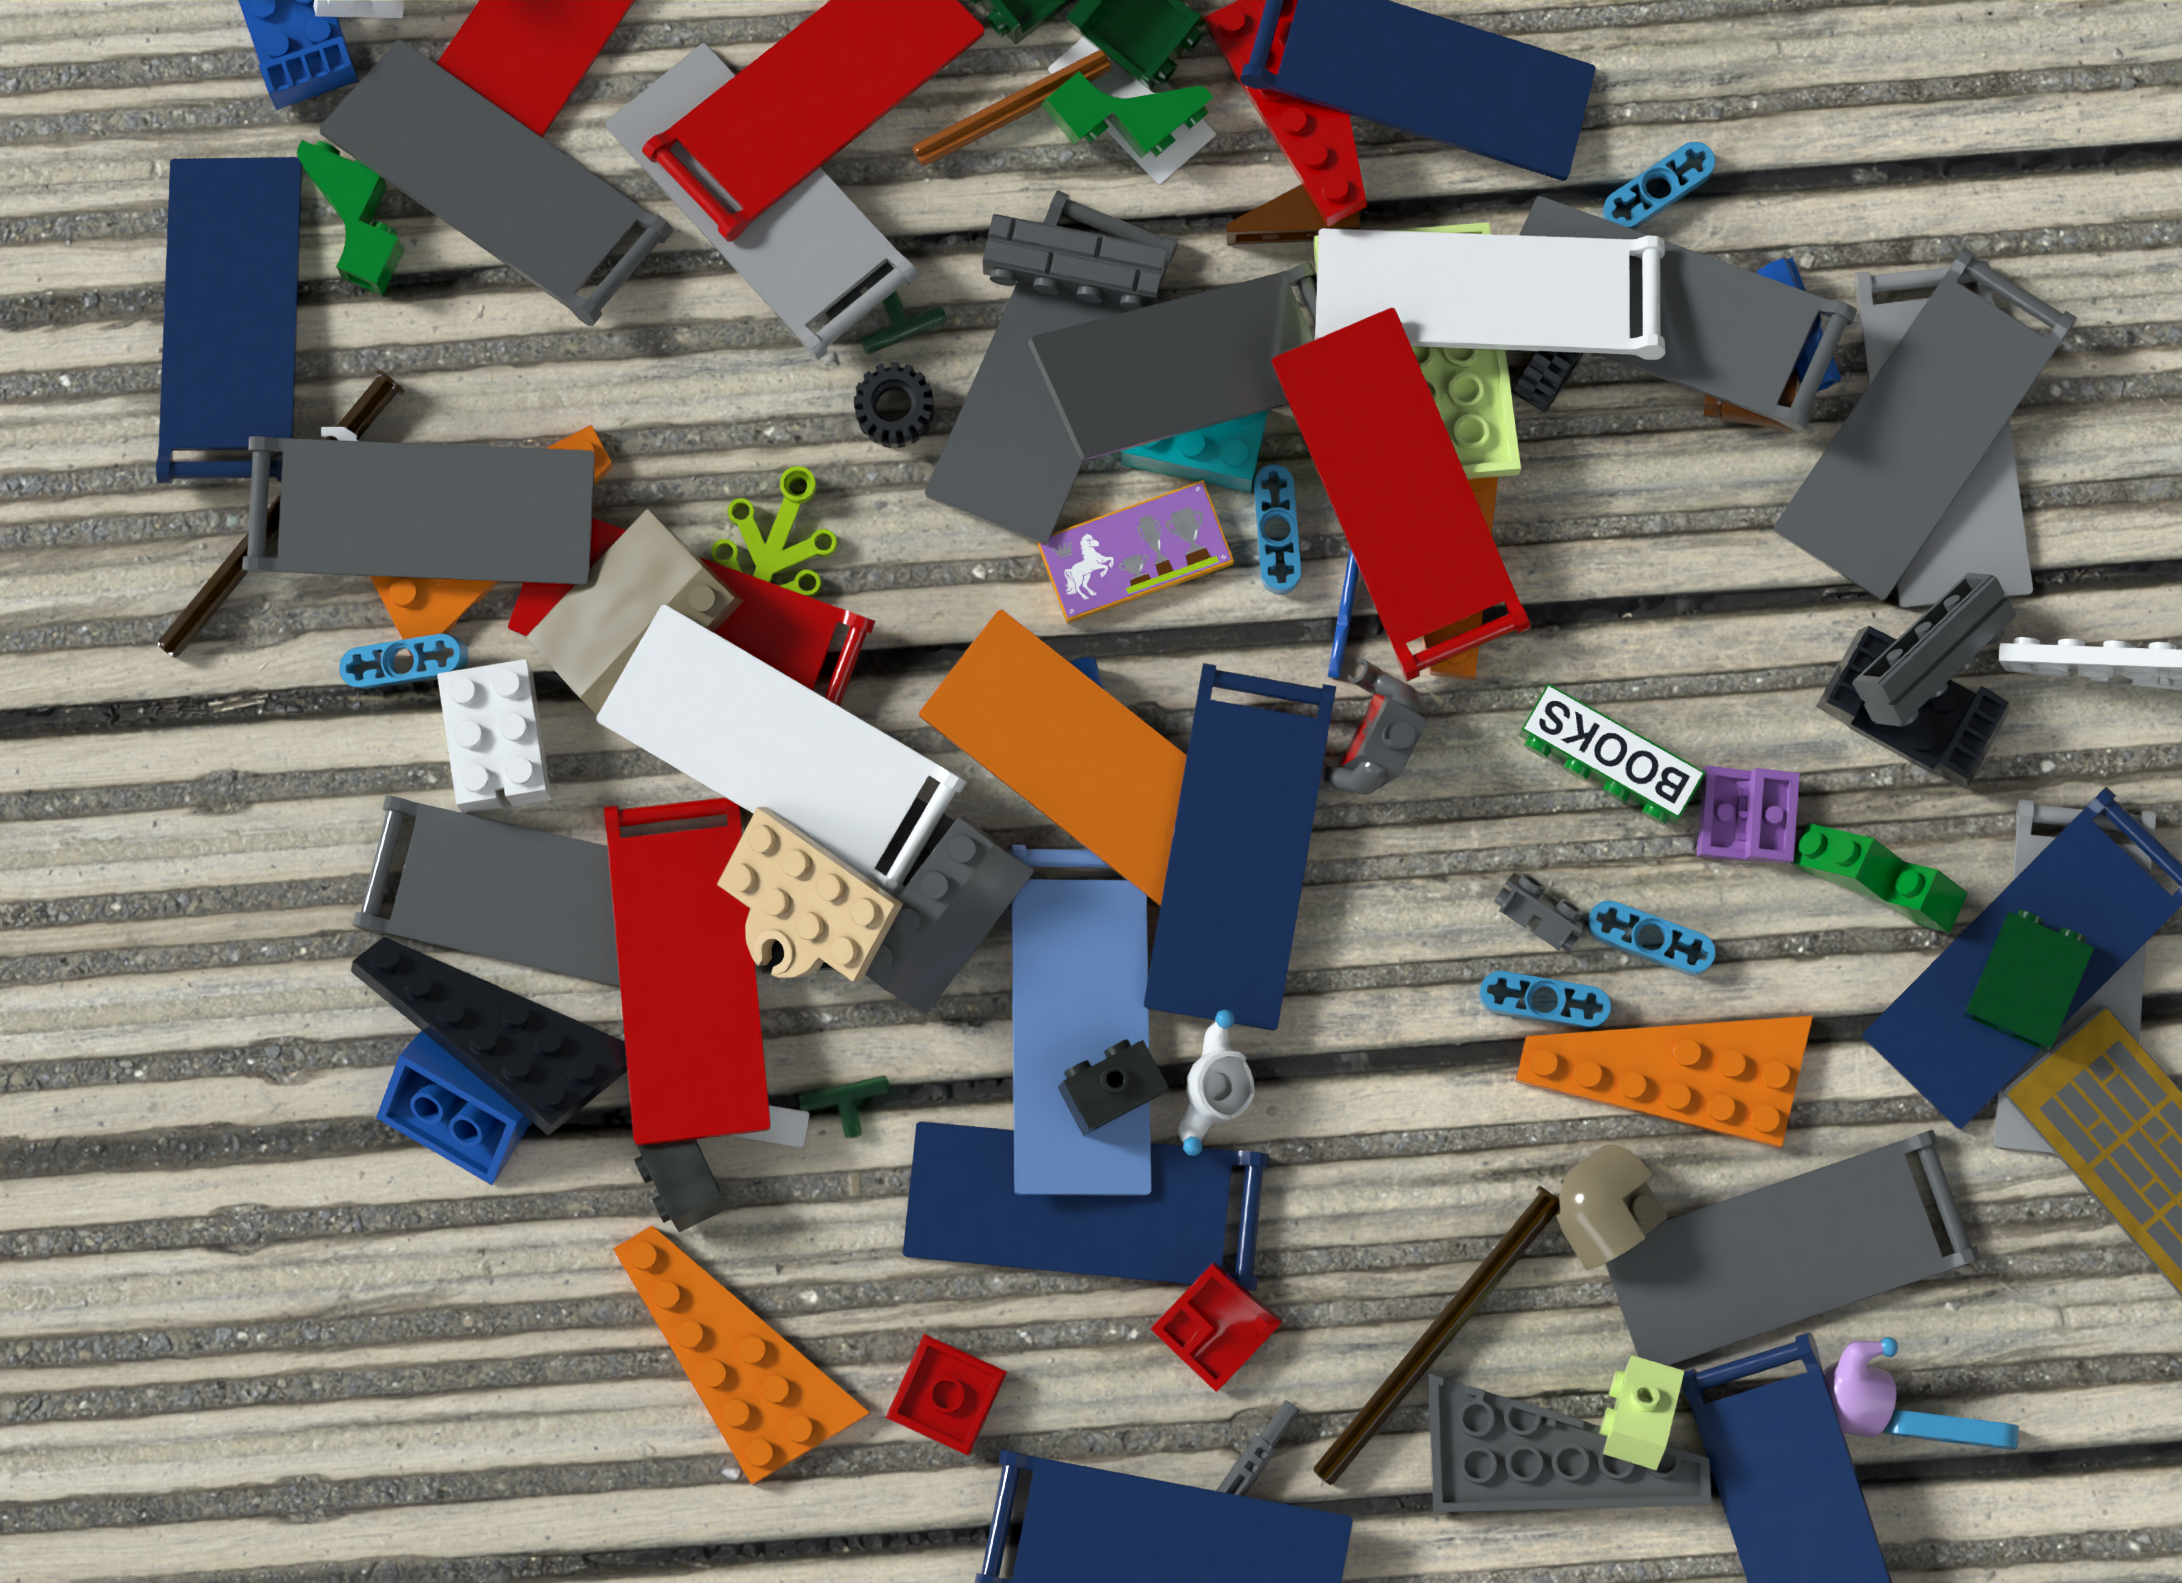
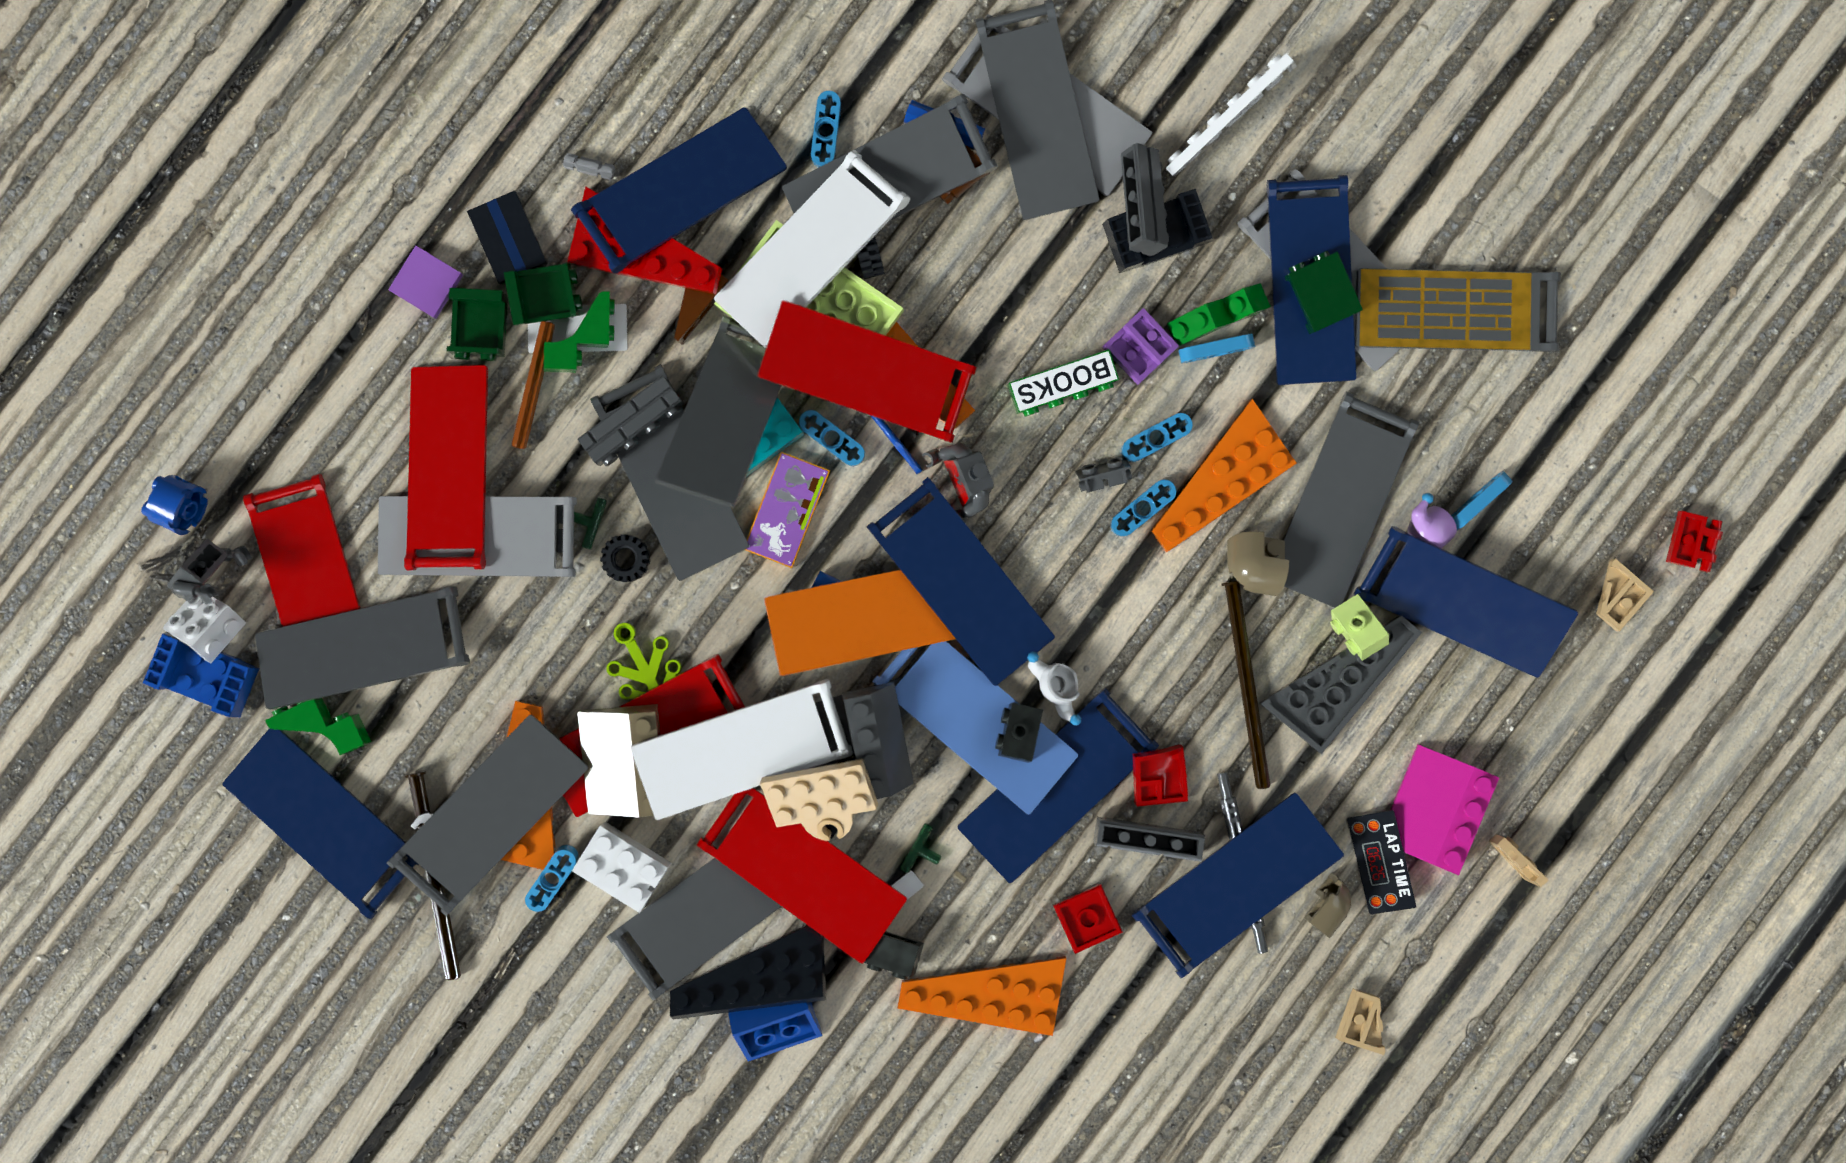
camera: 50 degrees left, 10 degrees up
(1121, 1378) = (1149, 839): none -> dark grey brick
(1834, 913) = (1216, 348): none -> dark azure beam

